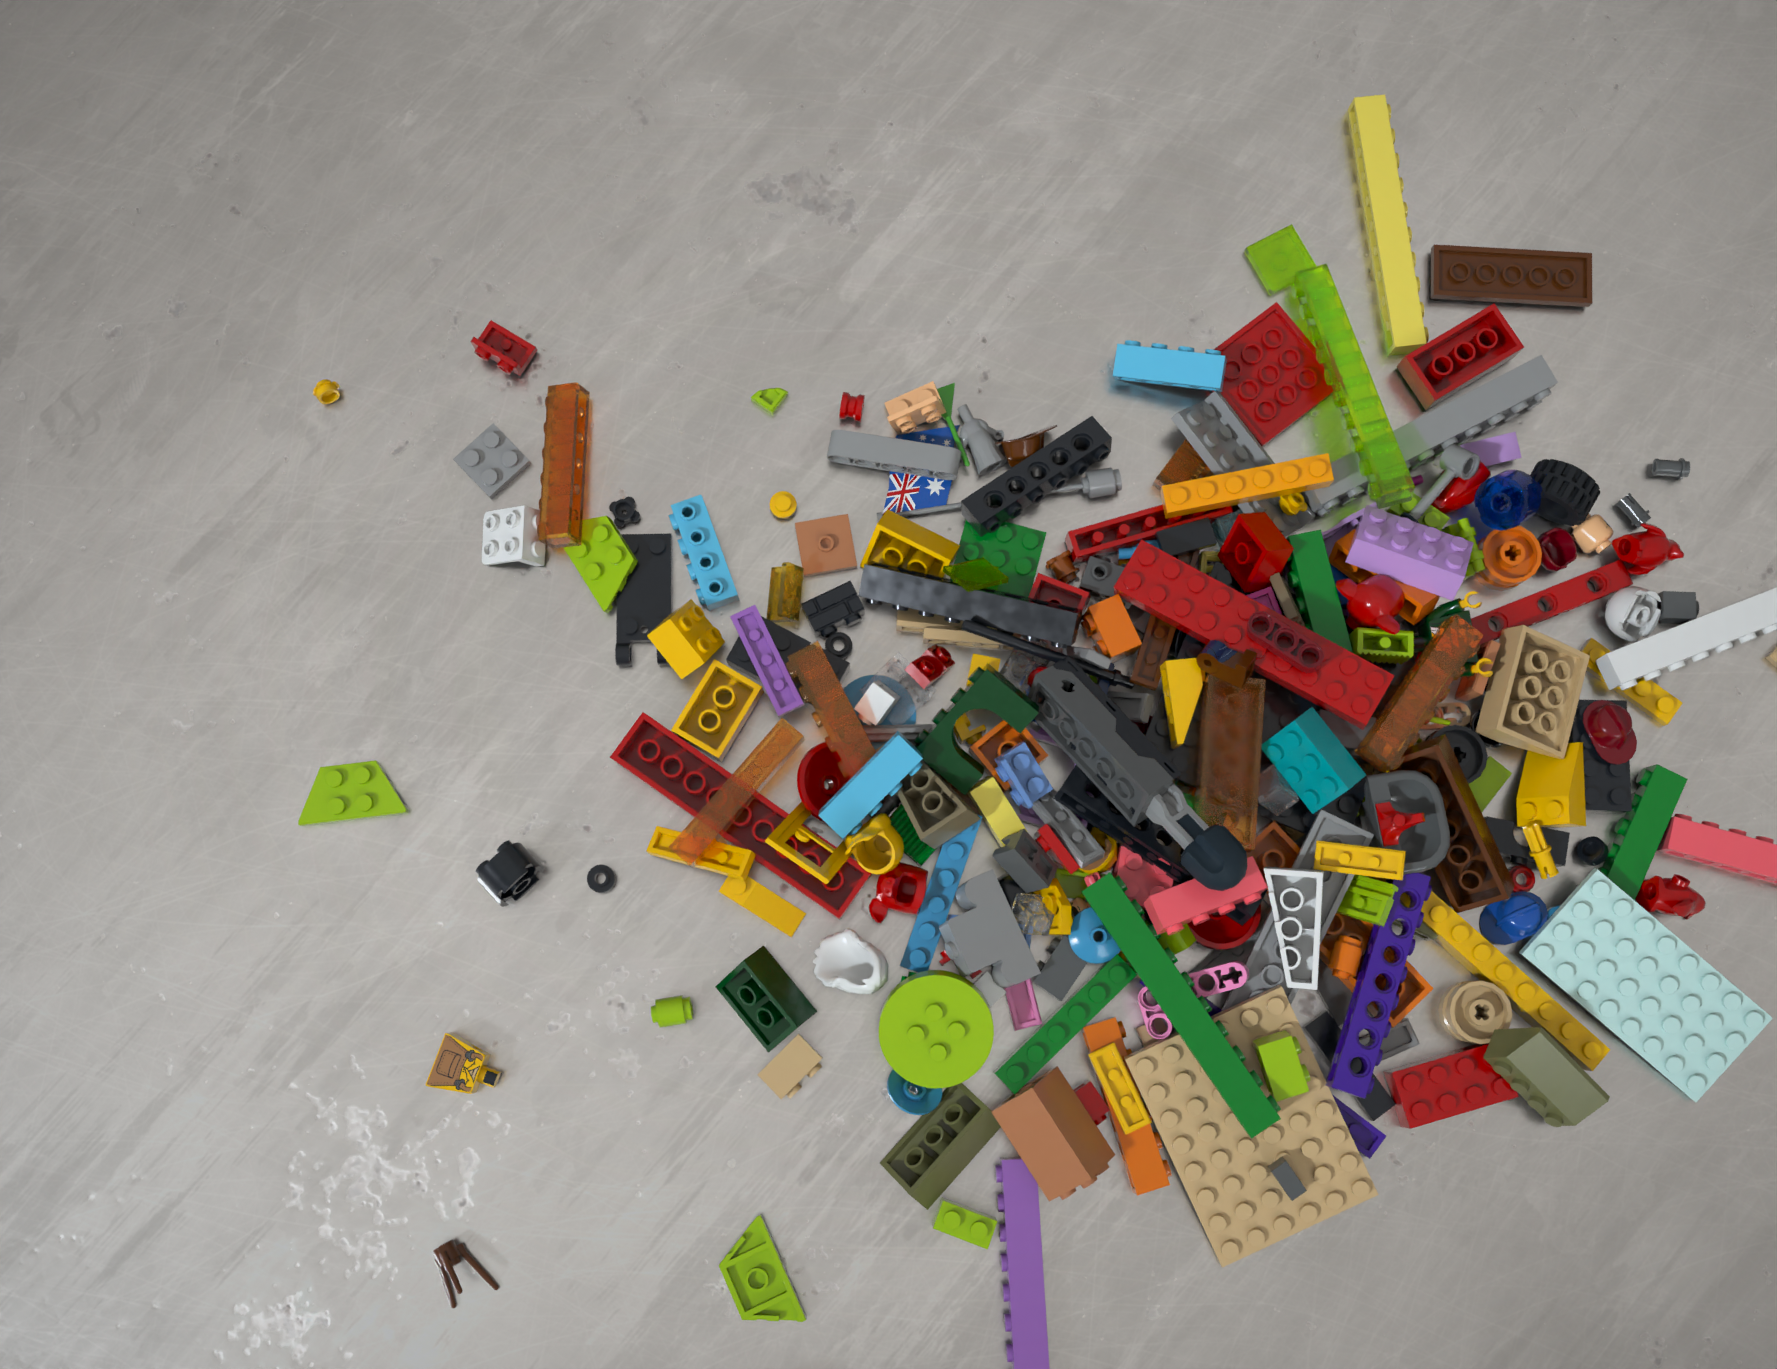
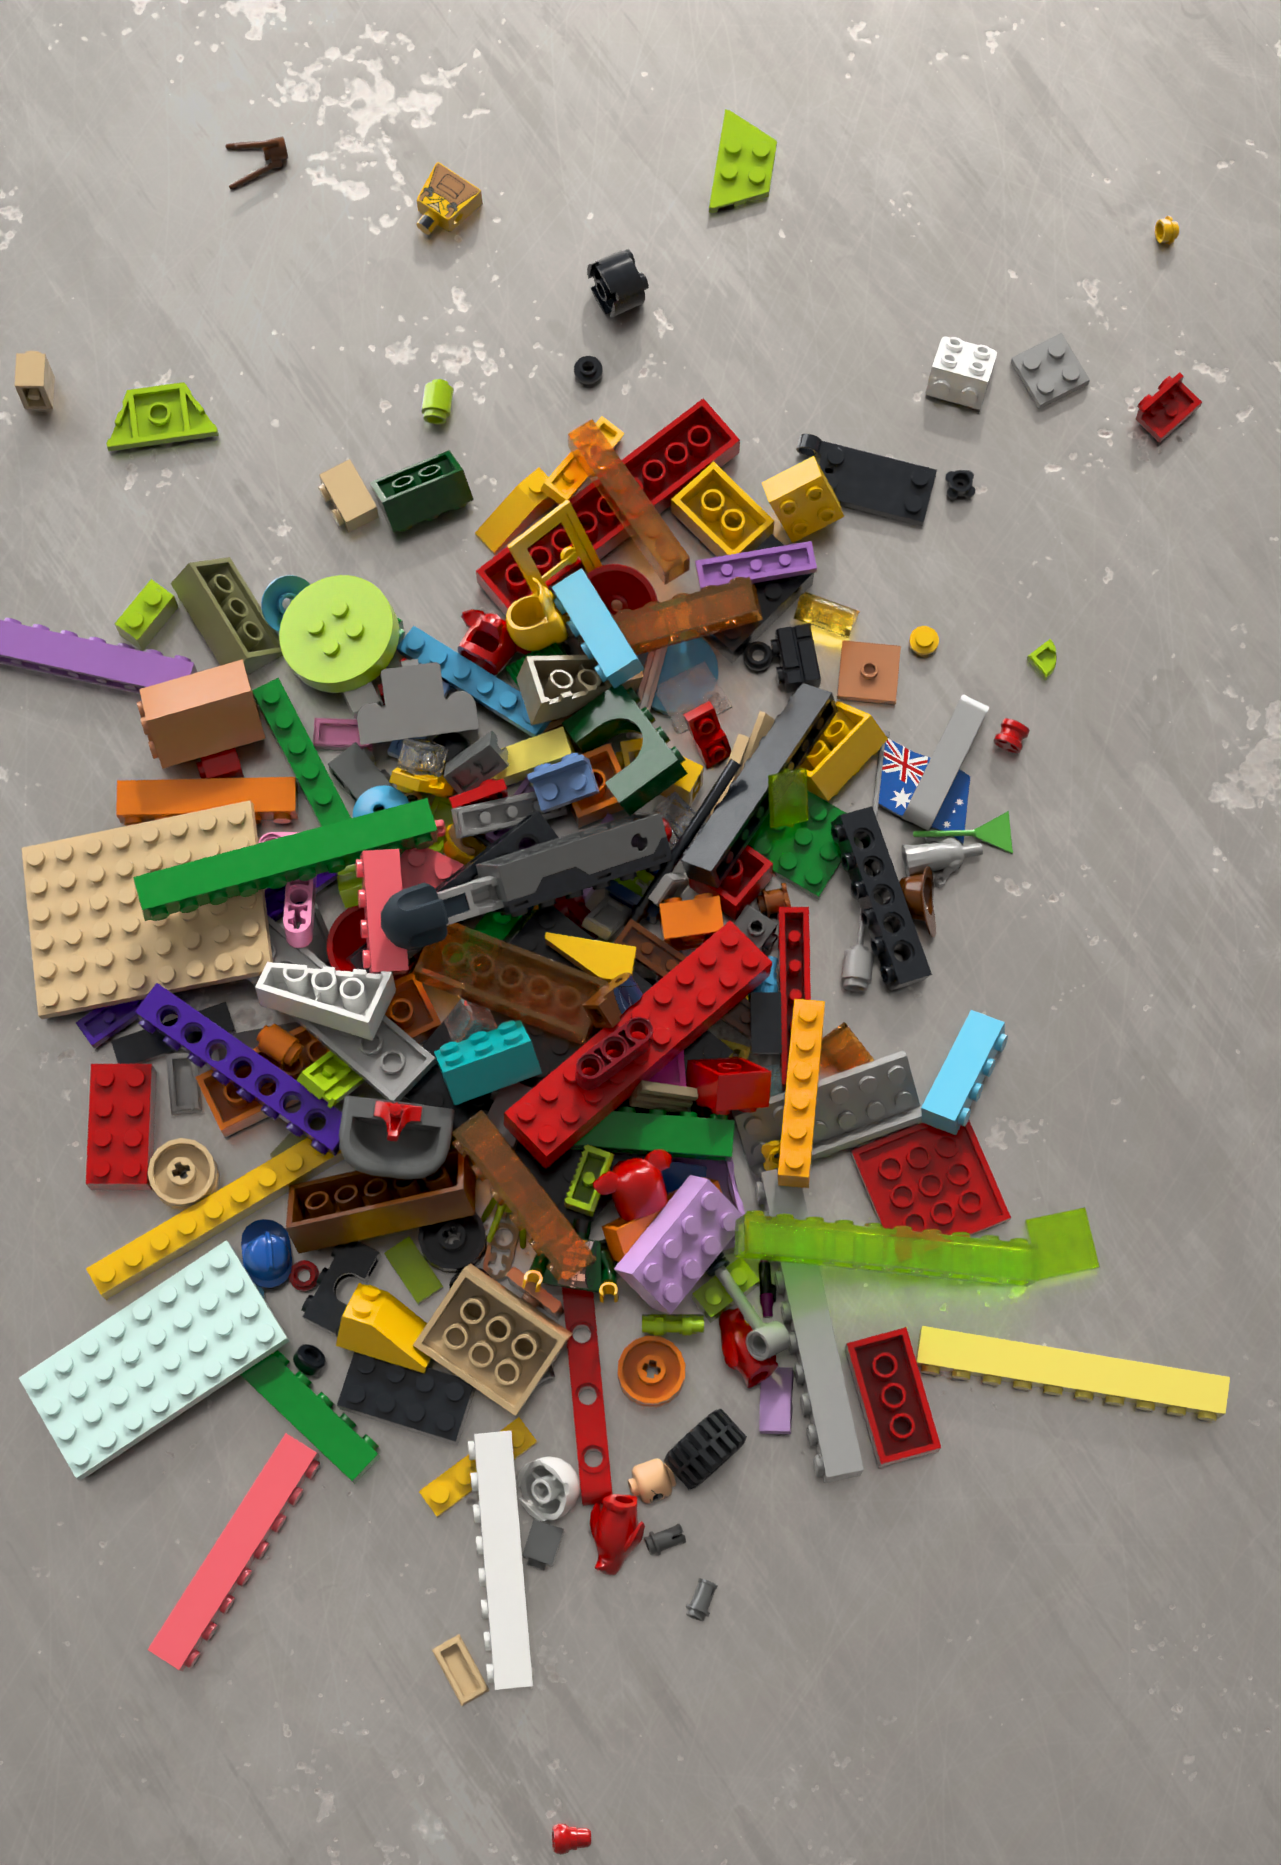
camera: 110 degrees right, 5 degrees down
(563, 465) = (1022, 432): clear orange brick -> none
(602, 559) = (917, 445): lime wing -> none
(704, 553) = (893, 548): medium azure brick -> none
(850, 963) = (429, 575): white piece -> none
(876, 703) = (683, 667): white brick -> none
(915, 408) = (992, 797): light nougat bracket -> none
(1119, 1088) = (224, 790): yellow tile -> none
(1281, 1065) = (194, 940): lime brick -> none
(1287, 1178) = (83, 923): dark grey piece -> none
(1359, 860) = (370, 1073): yellow tile -> none
(1508, 499) = (710, 1377): clear blue brick -> none
(1511, 275) = (974, 1496): reddish brown plate -> none
(1540, 850) = (324, 1289): yellow axle -> none
(1544, 1075) = (96, 1207): olive slope -> none
(1557, 549) = (644, 1430): dark red hair -> none
(1610, 731) = (426, 1406): dark red piece -> none
(1670, 896) = (234, 1421): red animal -> none

